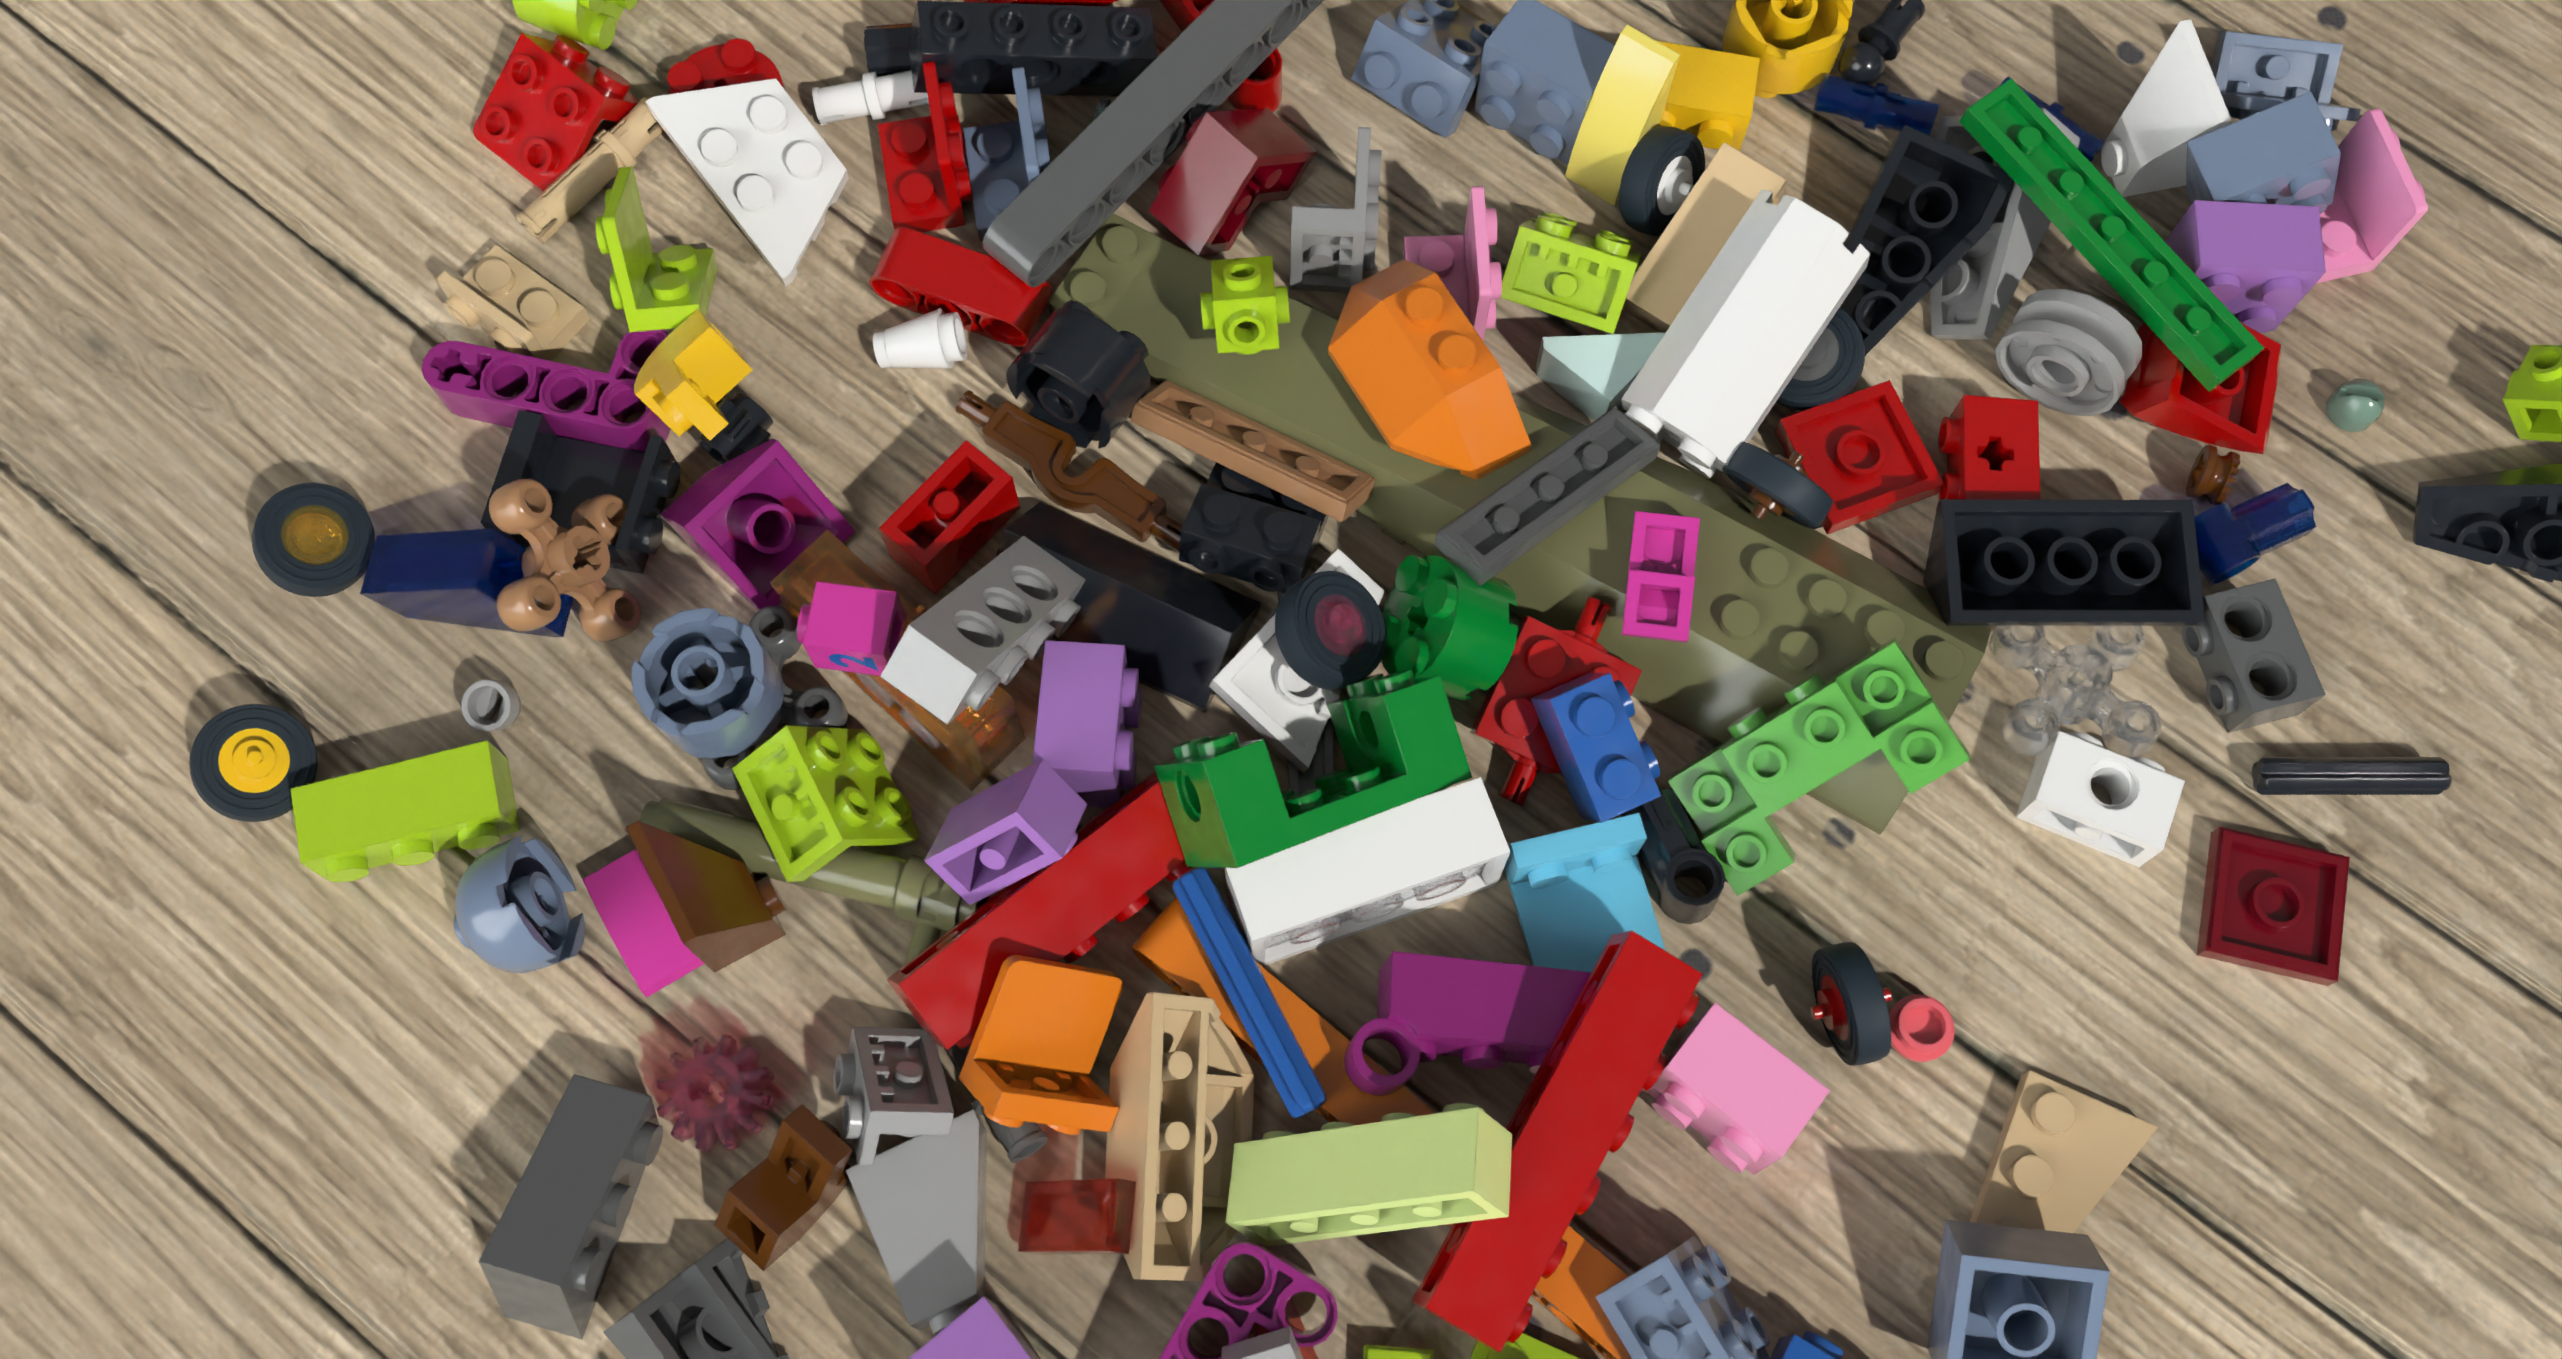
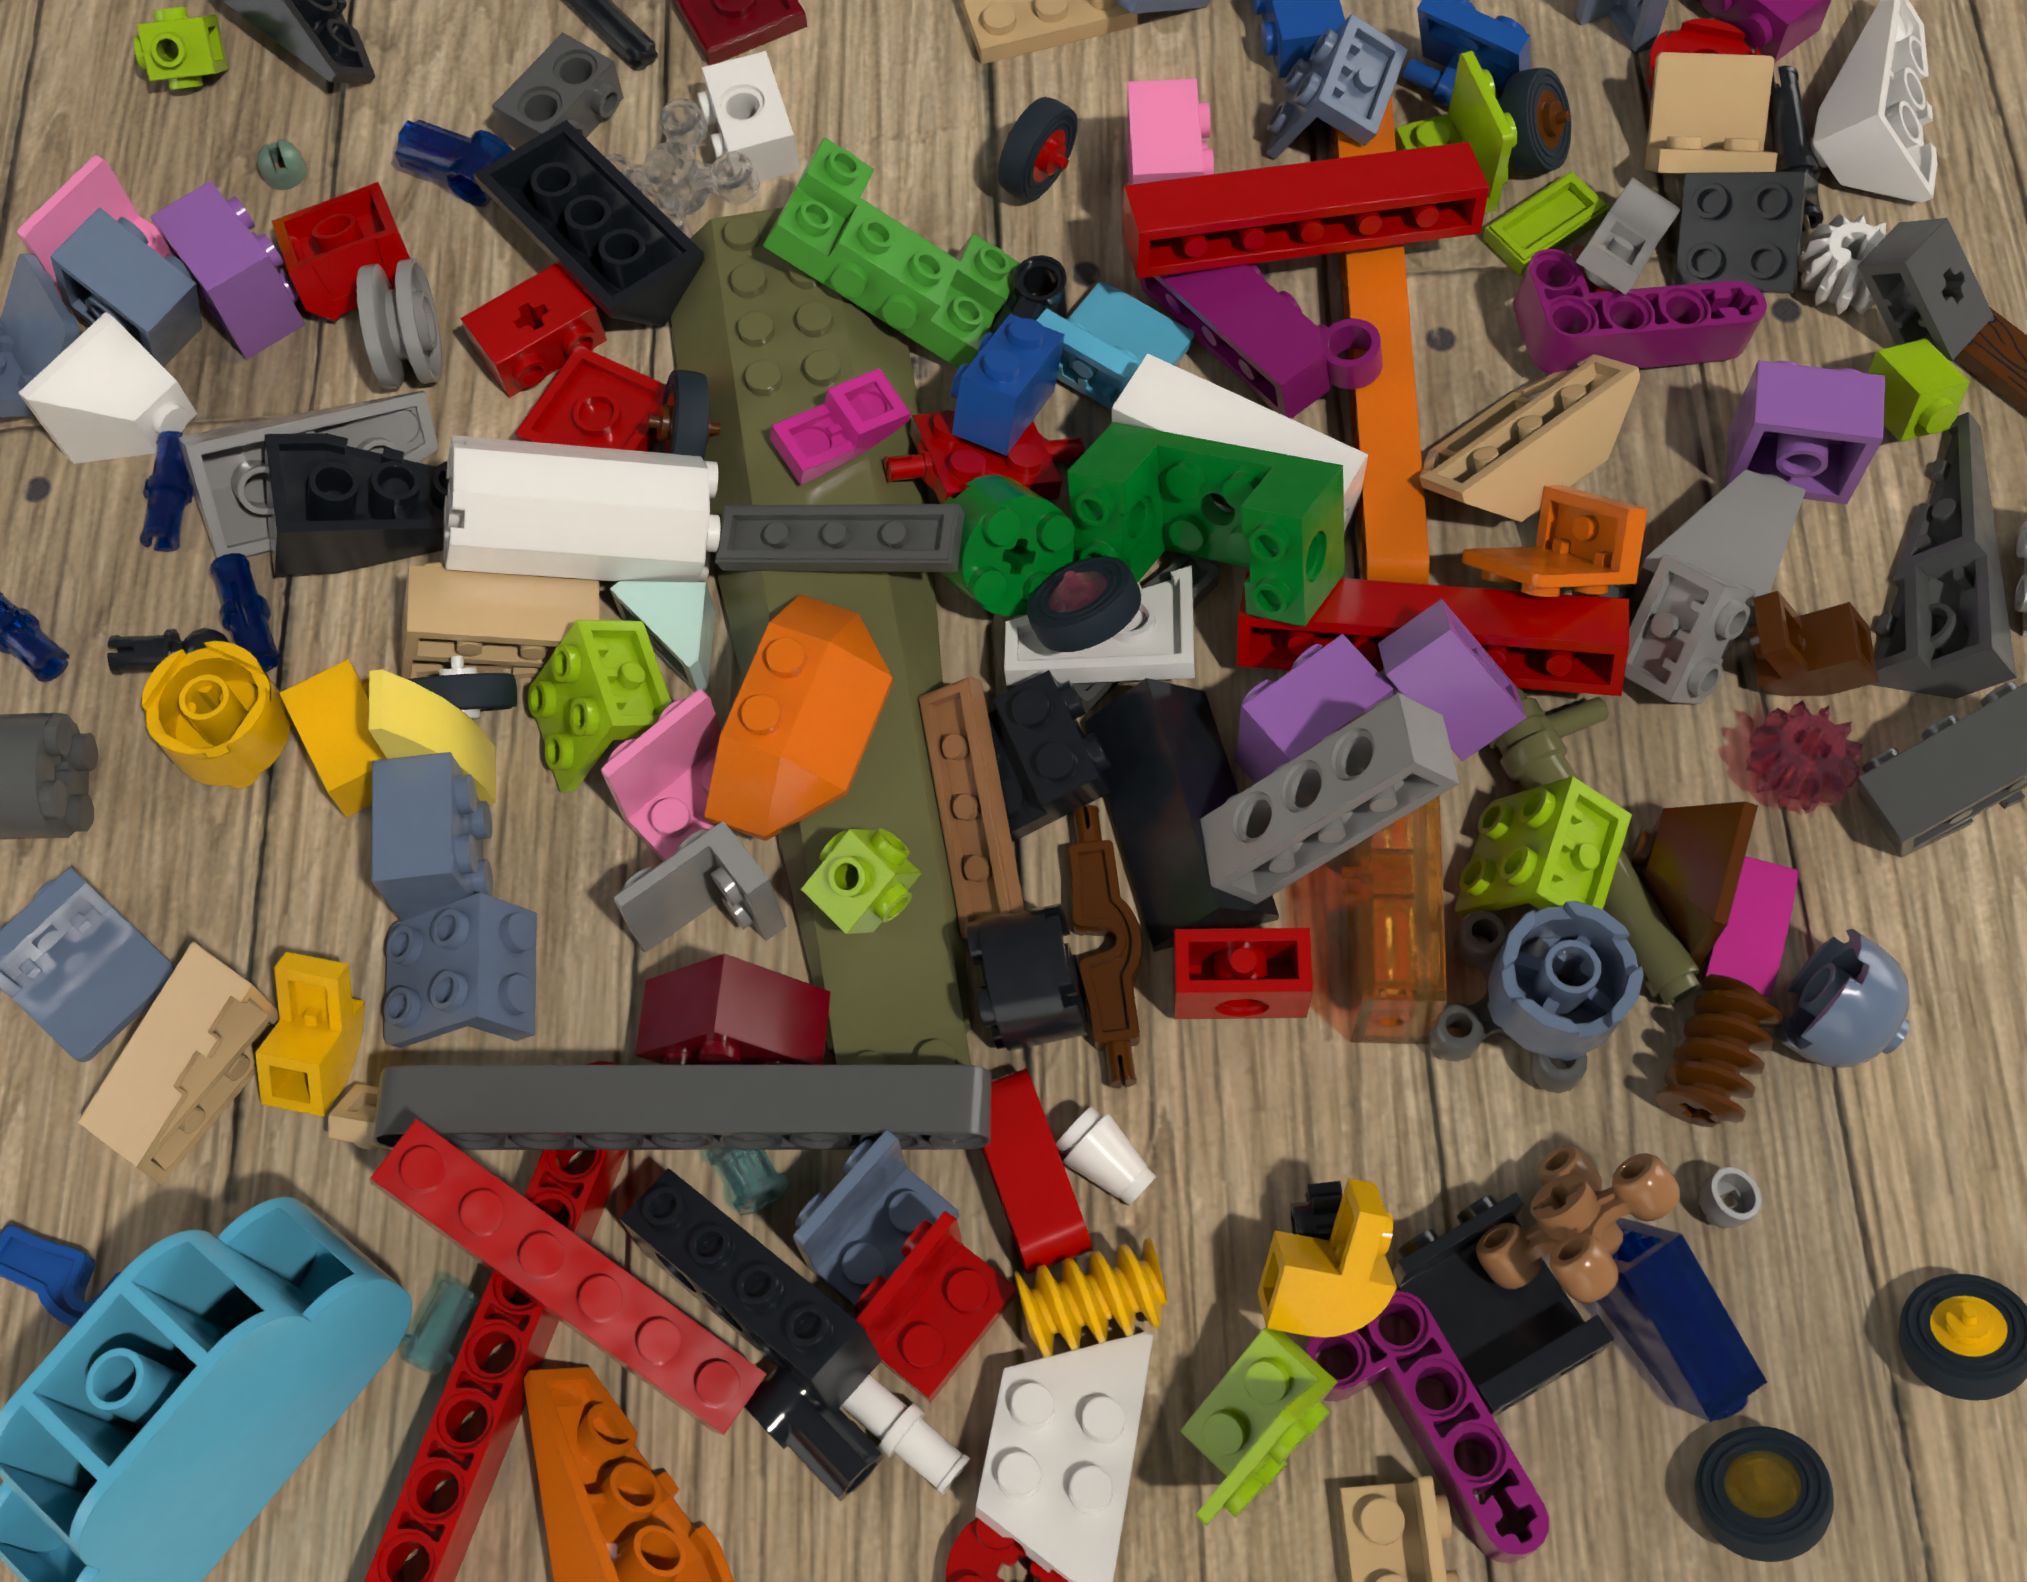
camera: 125 degrees left, 5 degrees down
(405, 812) = (1872, 1176): lime brick -> none
(573, 795) = (1717, 1053): none -> reddish brown piece
(754, 519) = (1392, 1133): magenta slope -> none
(832, 249) = (1093, 1297): none -> yellow piece
(851, 627) = (1429, 877): dark pink brick -> none
(1077, 1217) = (1634, 454): clear red tile -> none
(1249, 993) = (1391, 463): blue axle -> none
(1371, 1177) = (1440, 289): yellowish green brick -> none
(1921, 1028) = (1001, 117): coral plate -> none
(2111, 235) = (279, 336): green plate -> none
(2211, 474) = (419, 192): reddish brown bush -> none

